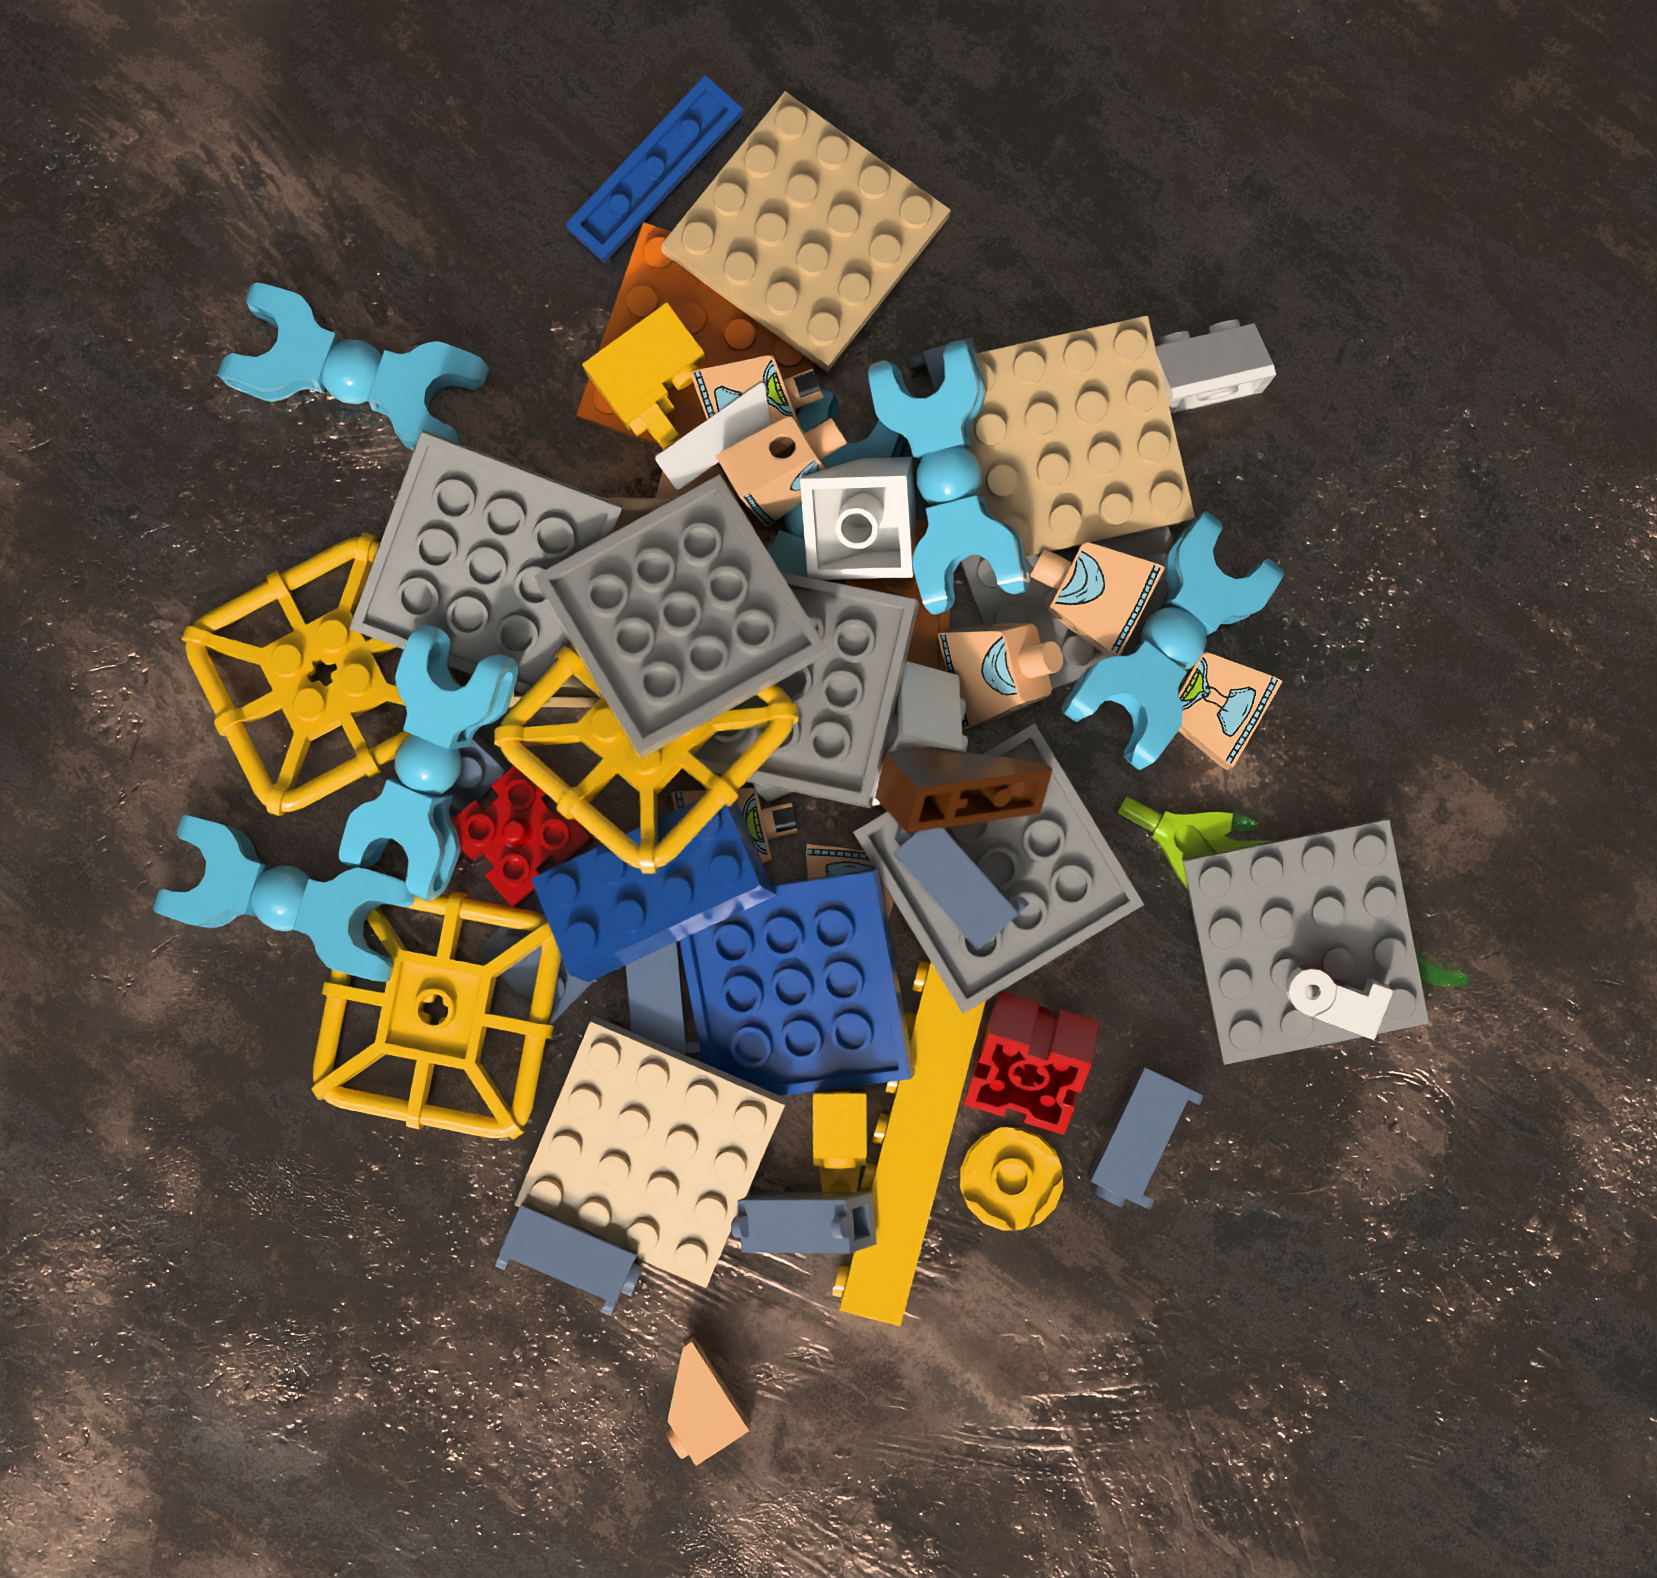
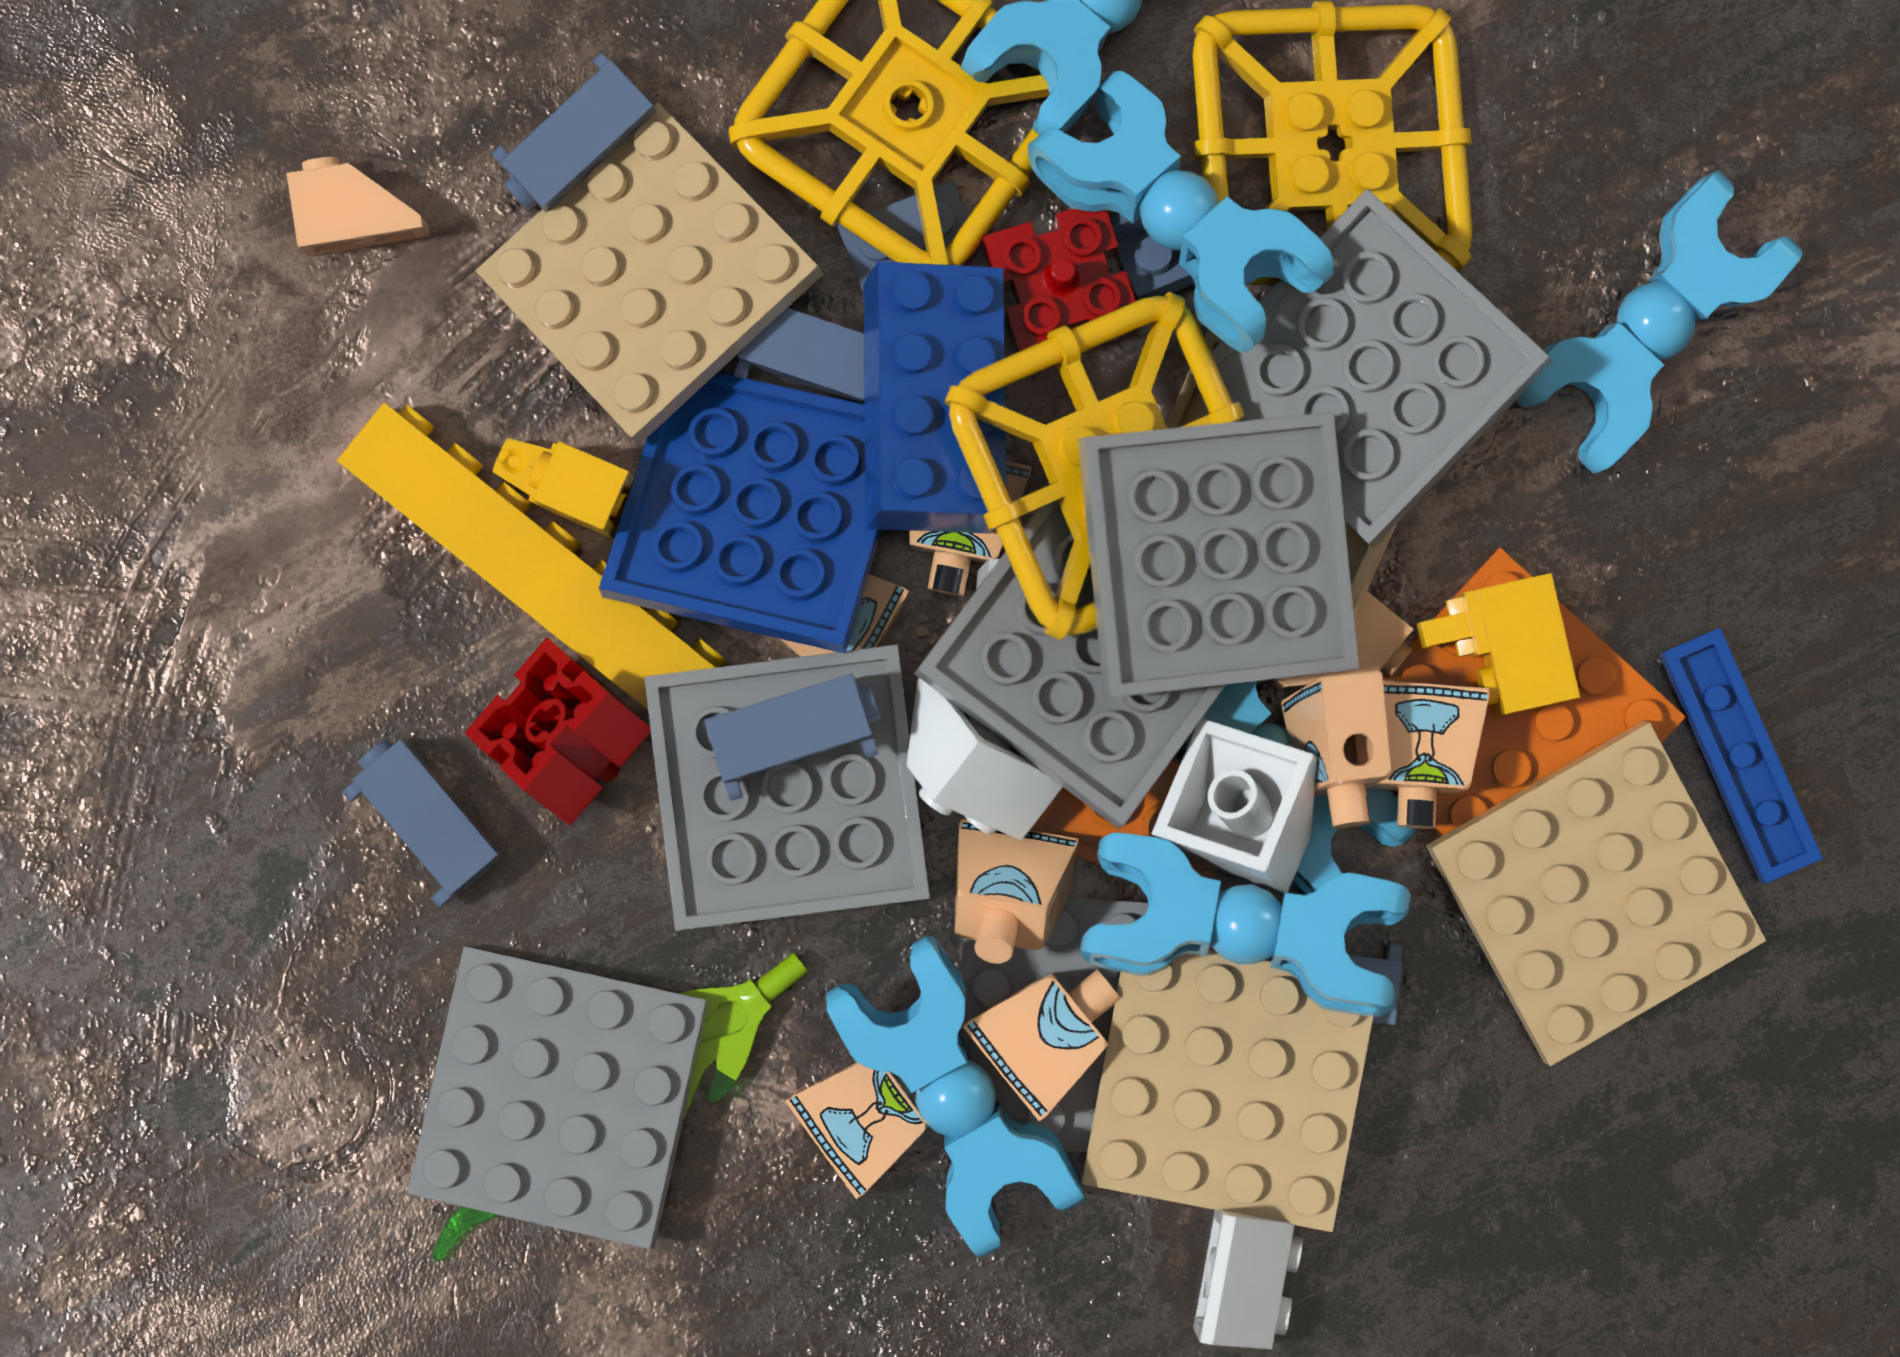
camera: 125 degrees right, 0 degrees up
(697, 449) = (1408, 703): white sticker -> none
(805, 1222) = (495, 407): sand blue brick -> none
(956, 788) = (893, 773): reddish brown slope -> none
(1011, 1178) = (445, 657): yellow tile -> none
(1336, 1003) = (472, 1097): white leg -> none

